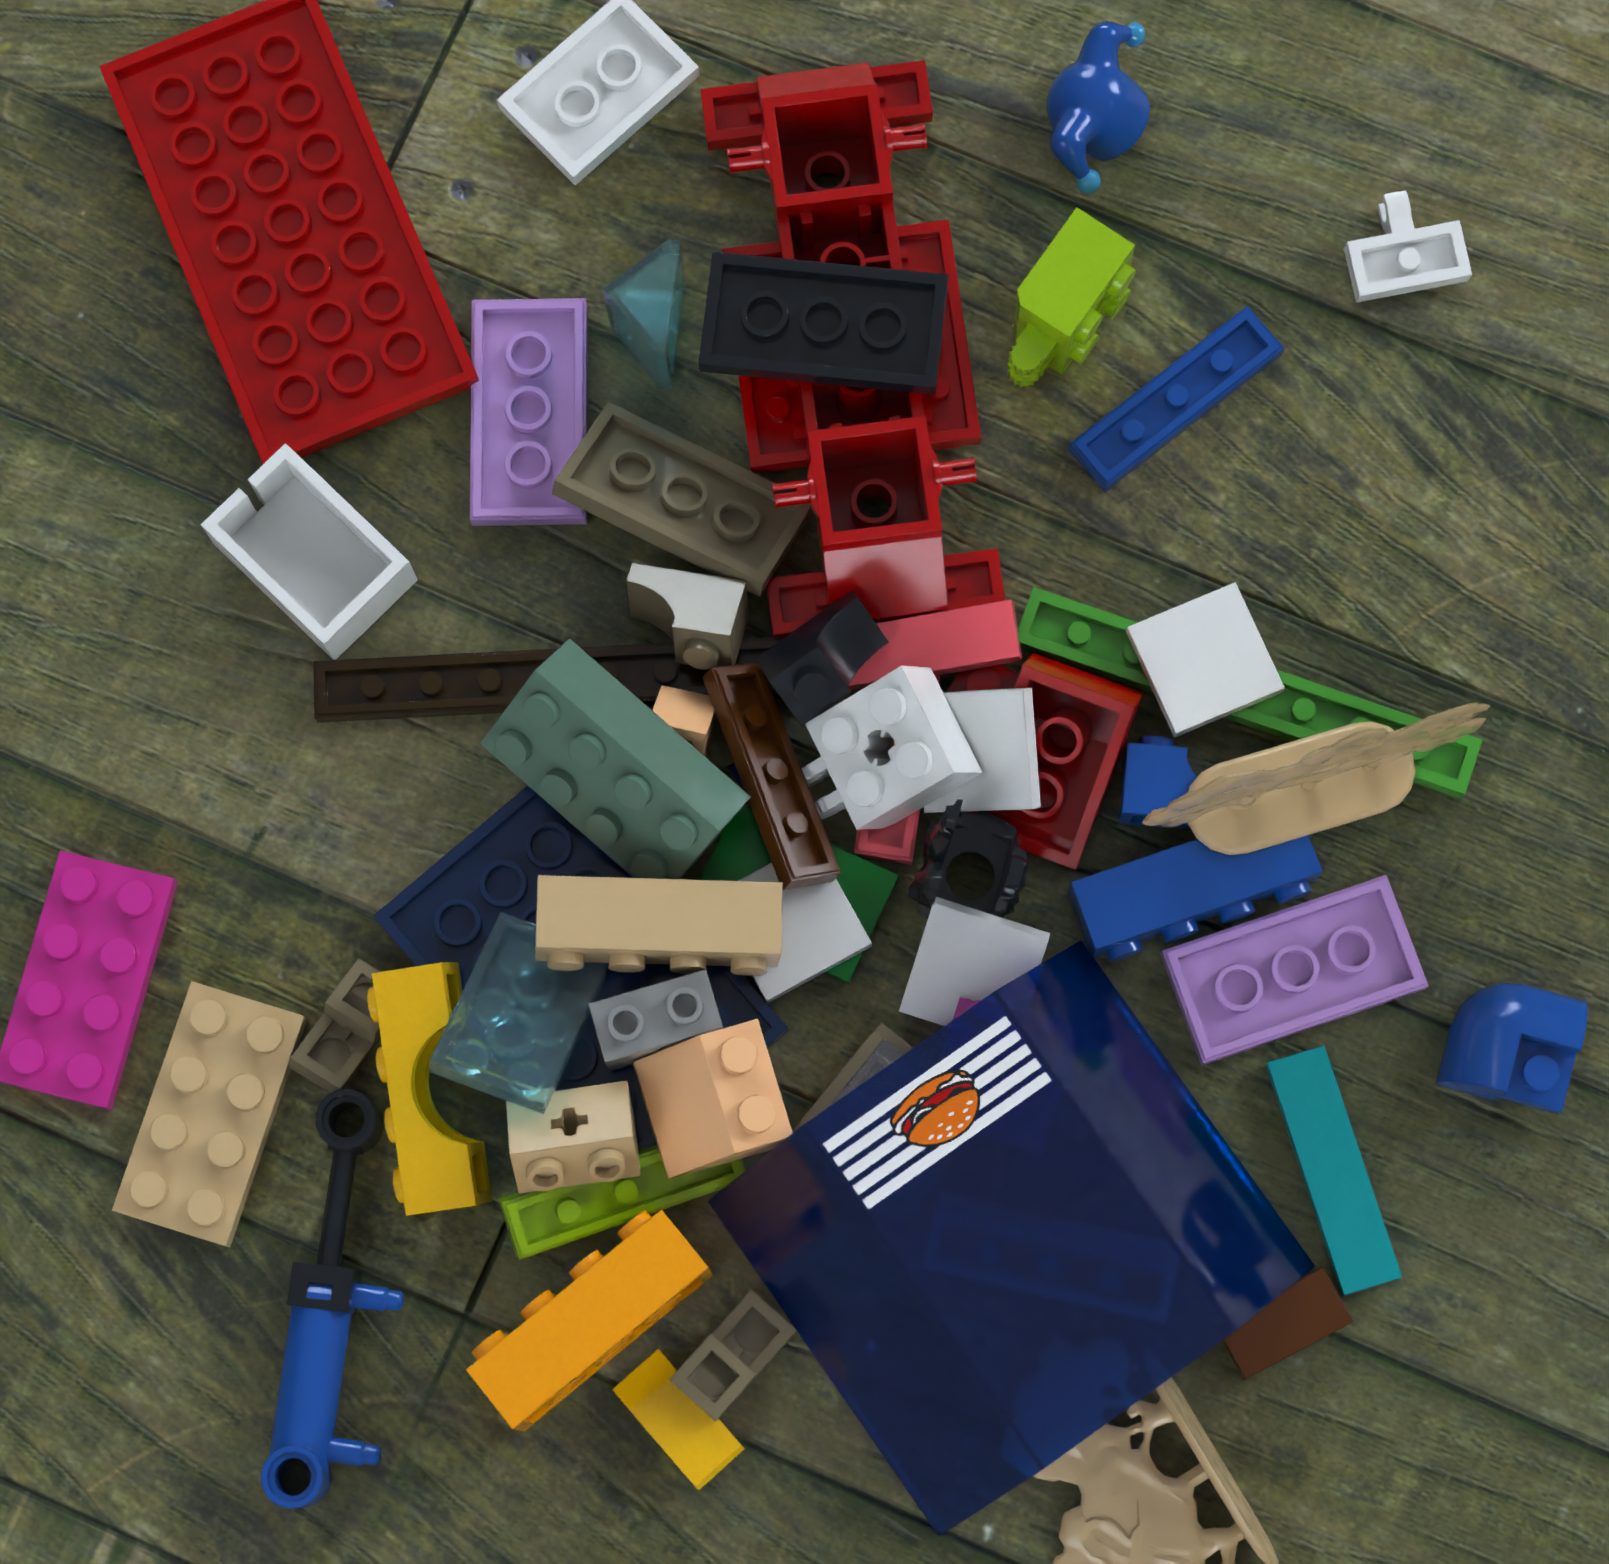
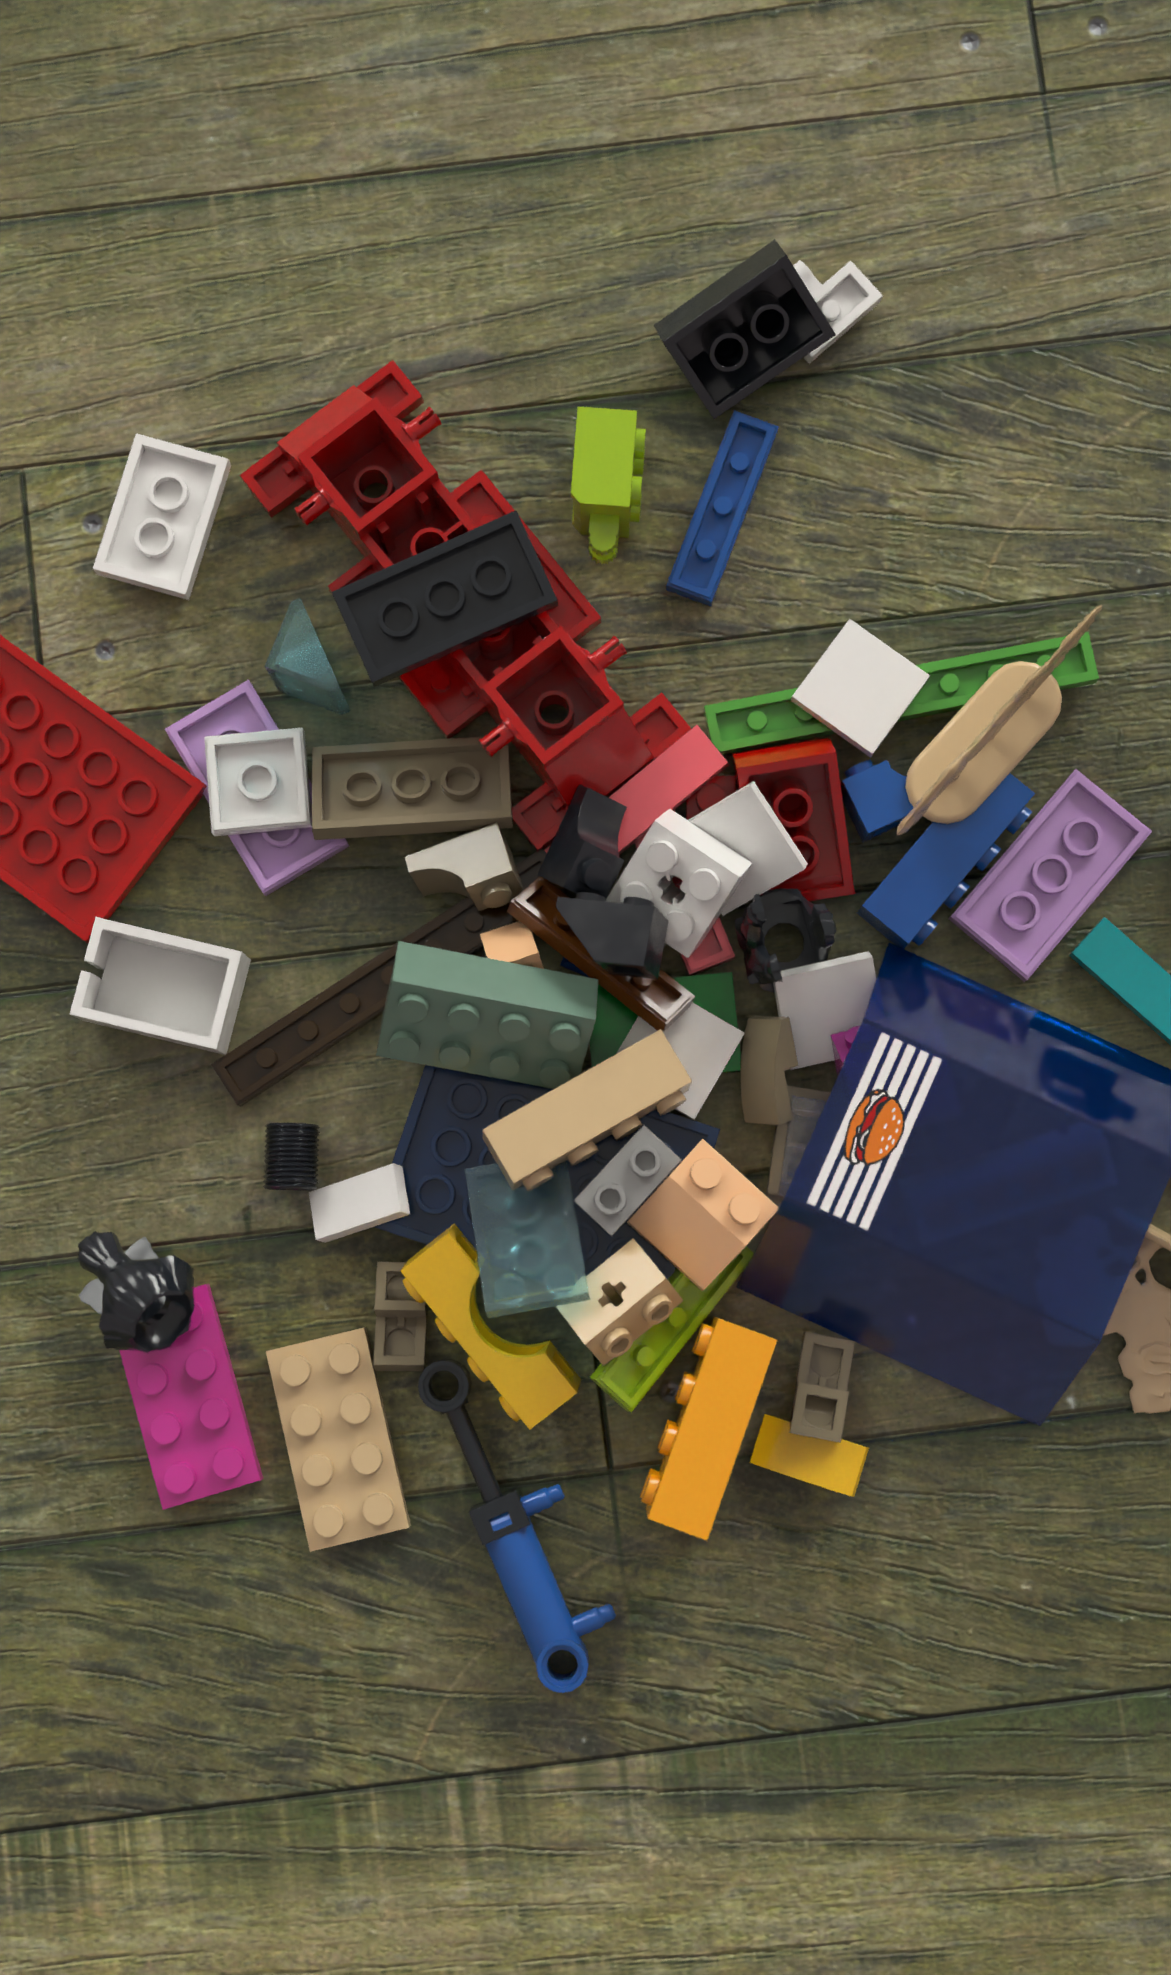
camera: 30 degrees left, 5 degrees up
(97, 848) = (139, 1296): none -> black piece
(336, 799) = (291, 1156): none -> black piece
(375, 885) = (359, 1203): none -> white tile
(532, 404) = (258, 781): none -> white tile
(794, 761) = (618, 936): none -> black slope
(879, 979) = (765, 1056): none -> dark tan slope
(1096, 104) = (538, 322): blue piece -> none
(1303, 228) = (744, 329): none -> black slope

